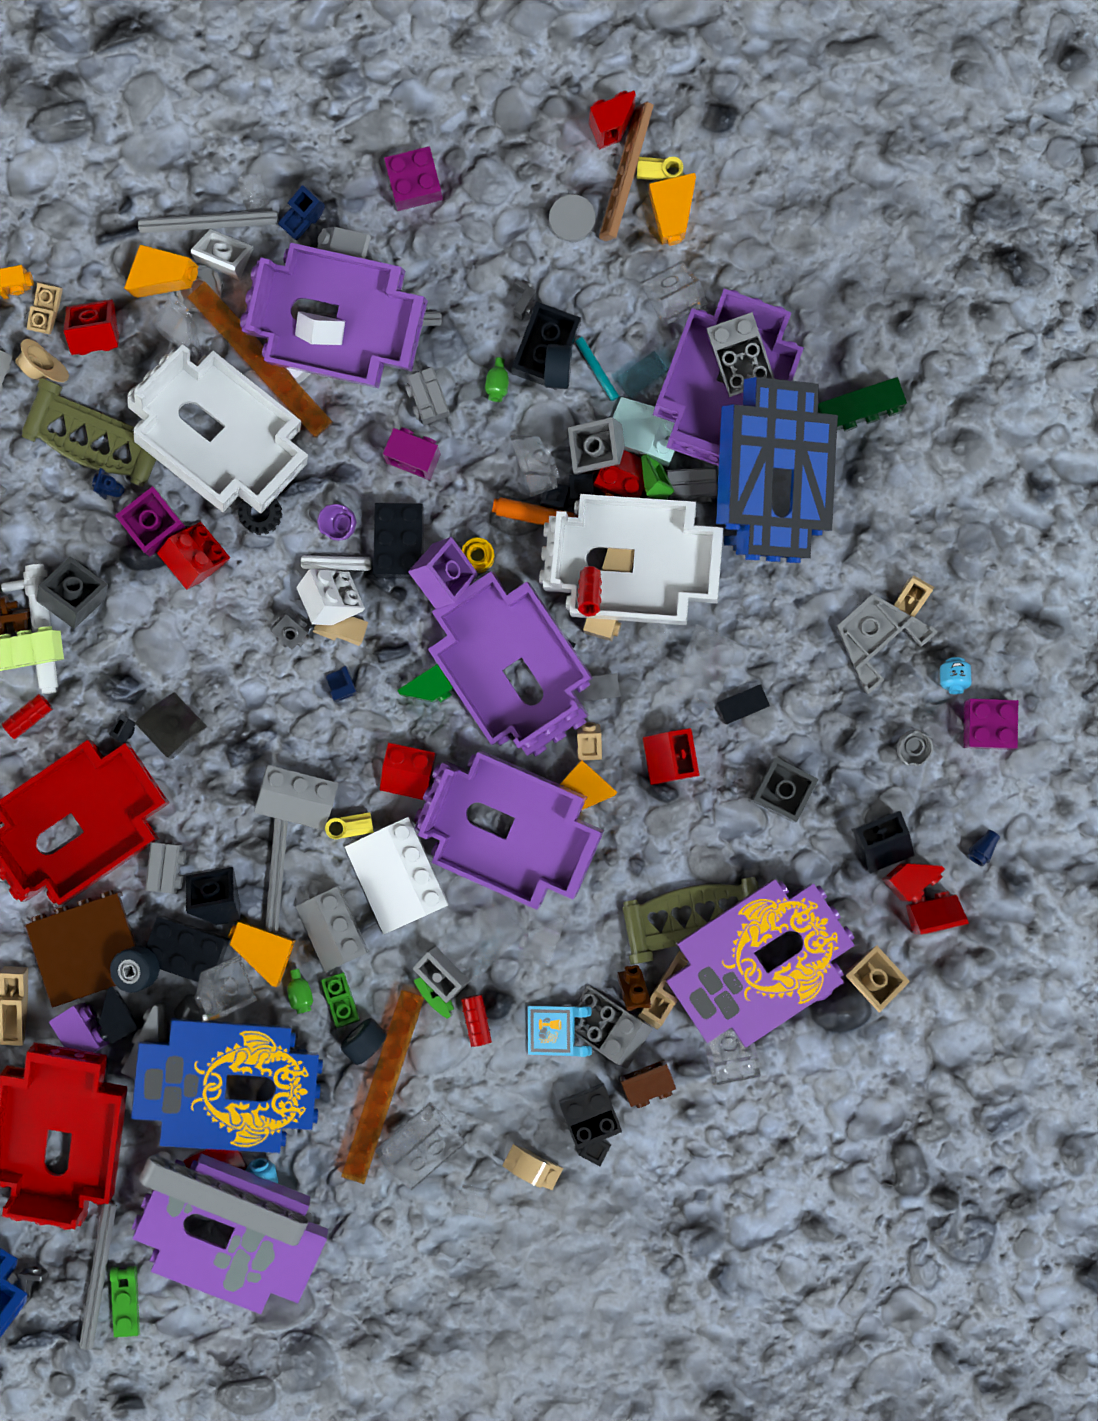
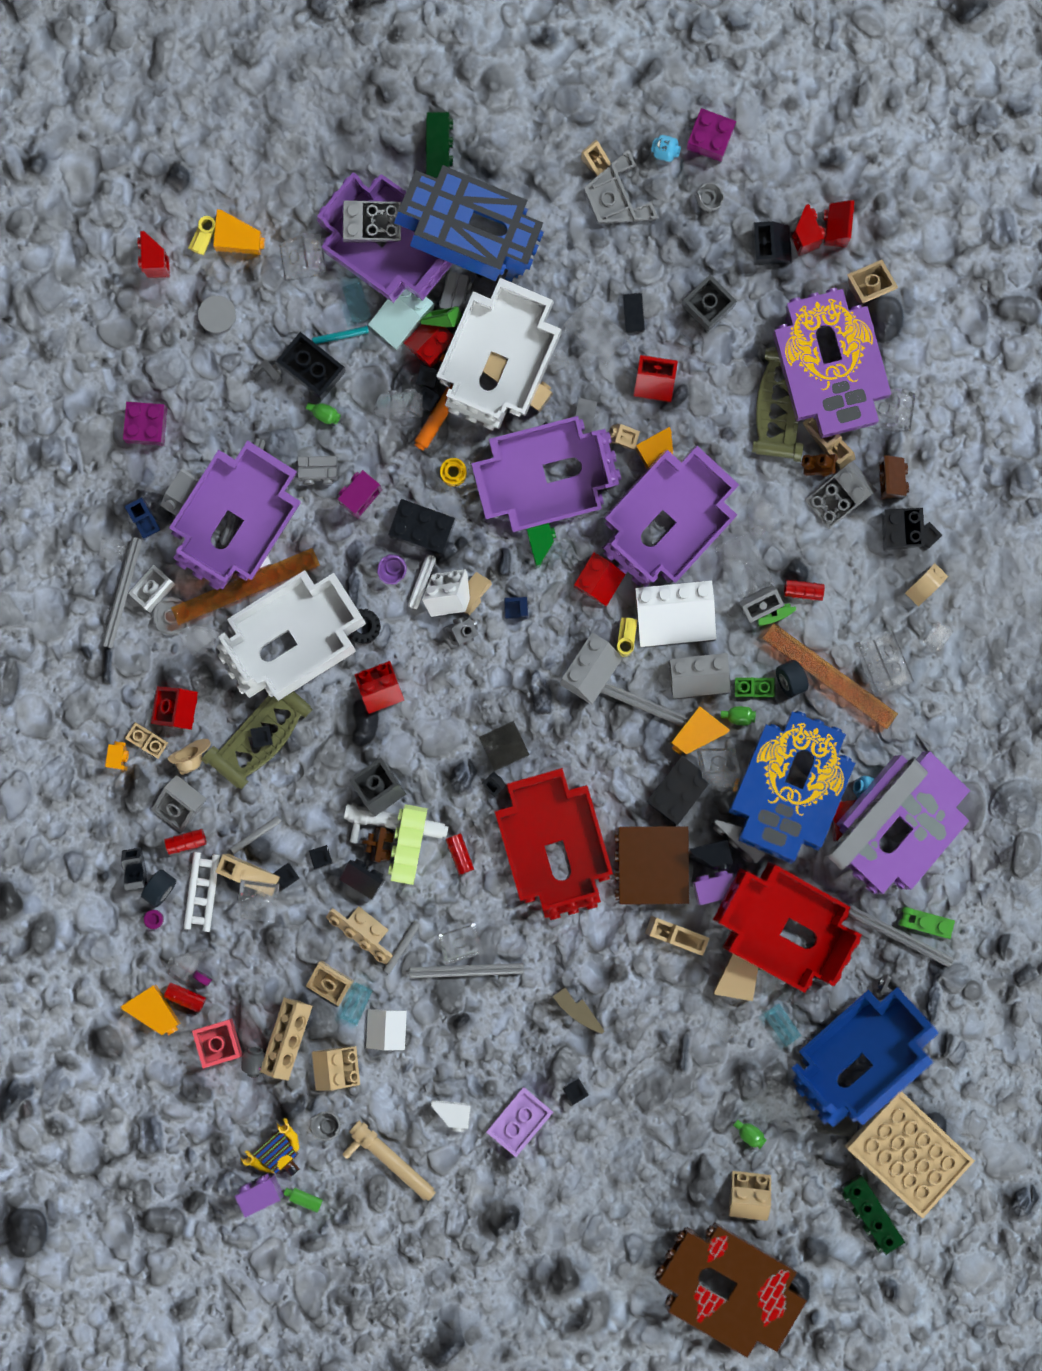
camera: 70 degrees left, 0 degrees up
(88, 437) = (261, 736): none -> black plate
(106, 485) = (304, 733): dark blue hinge -> none
(134, 969) = (682, 828): black wheel -> none
(150, 521) = (342, 709): magenta brick -> none
(159, 272) = (151, 640): light orange slope -> none
(164, 868) = (611, 786): light grey brick -> none
(213, 896) = (645, 756): black slope -> none
(319, 329) = (241, 530): white slope -> none
(443, 573) = (460, 499): medium lavender brick -> none
(553, 1030) = (831, 535): medium azure flag -> none
(557, 366) = (334, 359): black wheel -> none
(589, 591) = (513, 393): red axle -> none
(596, 445) = (402, 353): light grey slope -> none
(626, 171) = (197, 261): medium nougat tile -> none
(983, 849) = (801, 172): dark blue cone -> none

